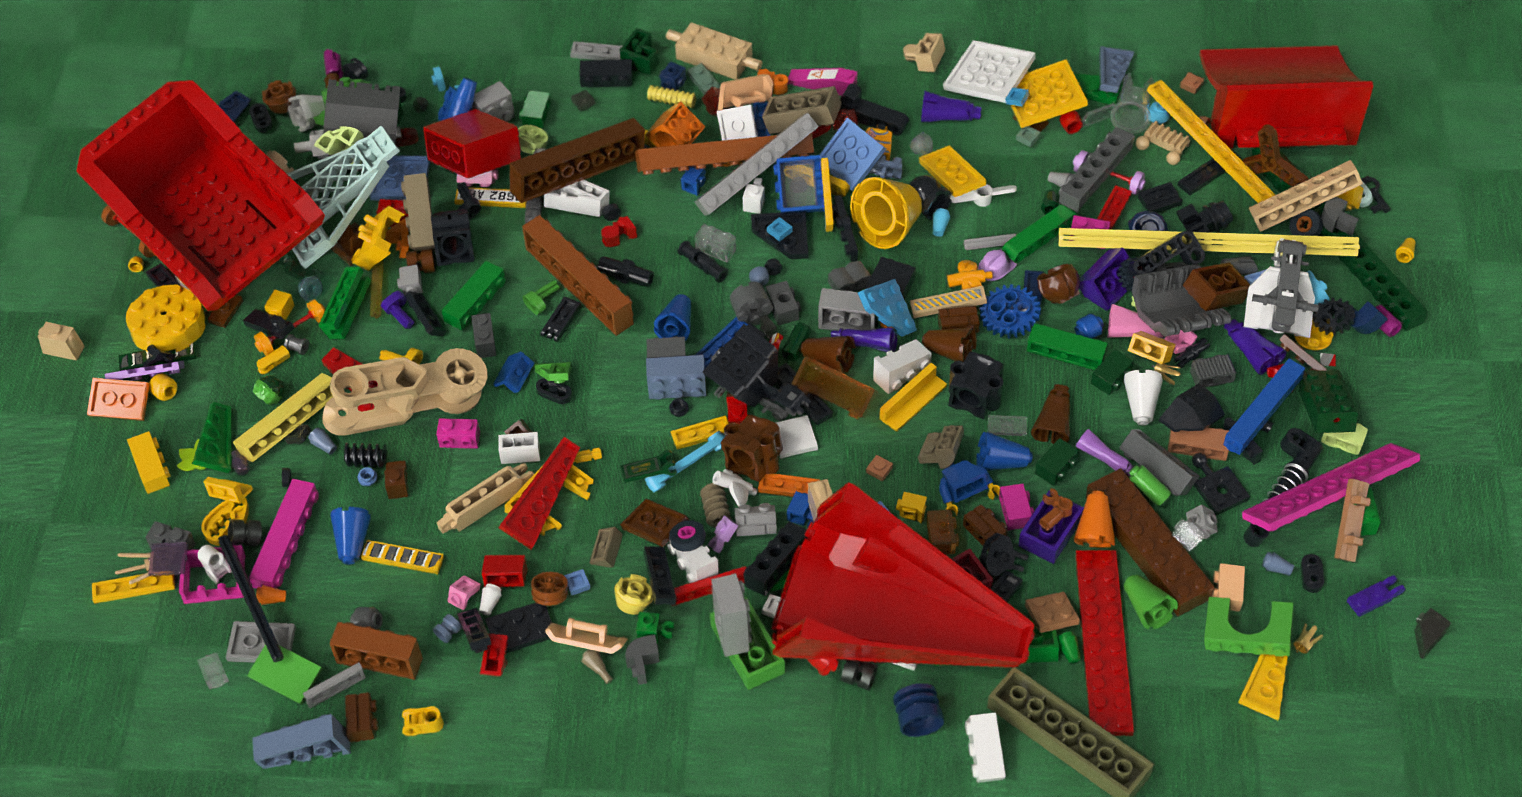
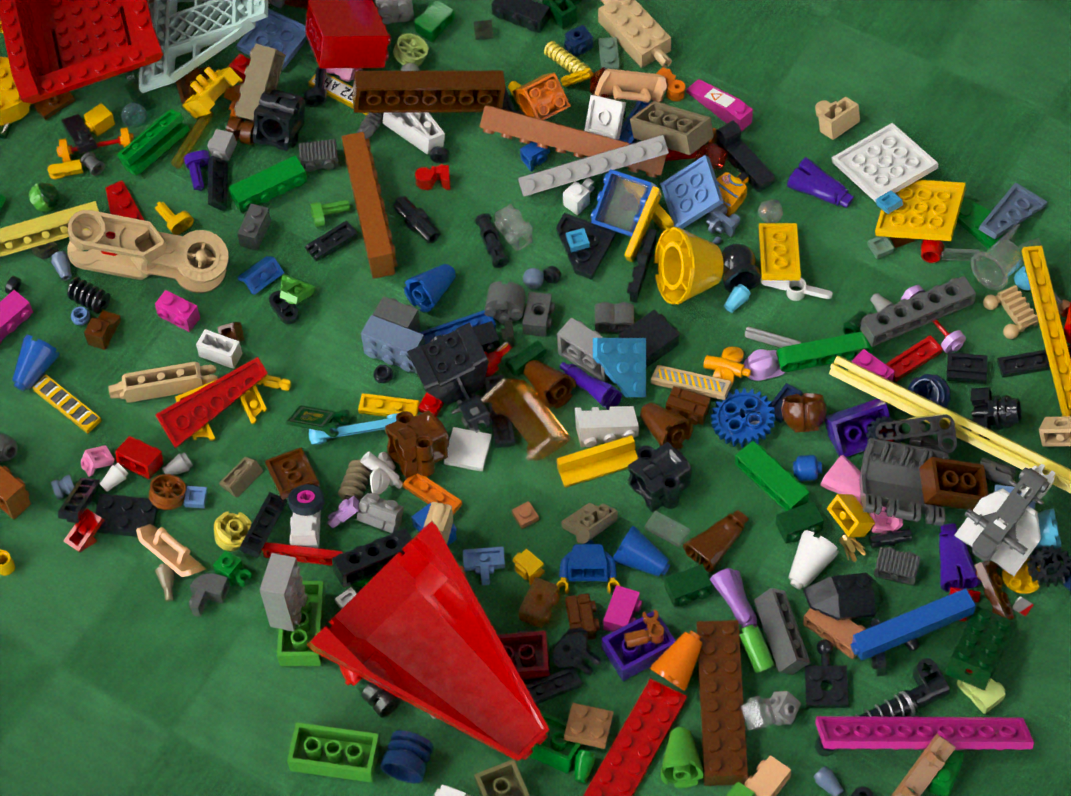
camera: 30 degrees right, 5 degrees up
(504, 253) = (318, 155): none -> dark grey brick
(543, 562) = (178, 465): none -> light grey cone
(694, 101) = (576, 77): none -> yellow axle
(849, 738) = (334, 752): none -> bright green brick

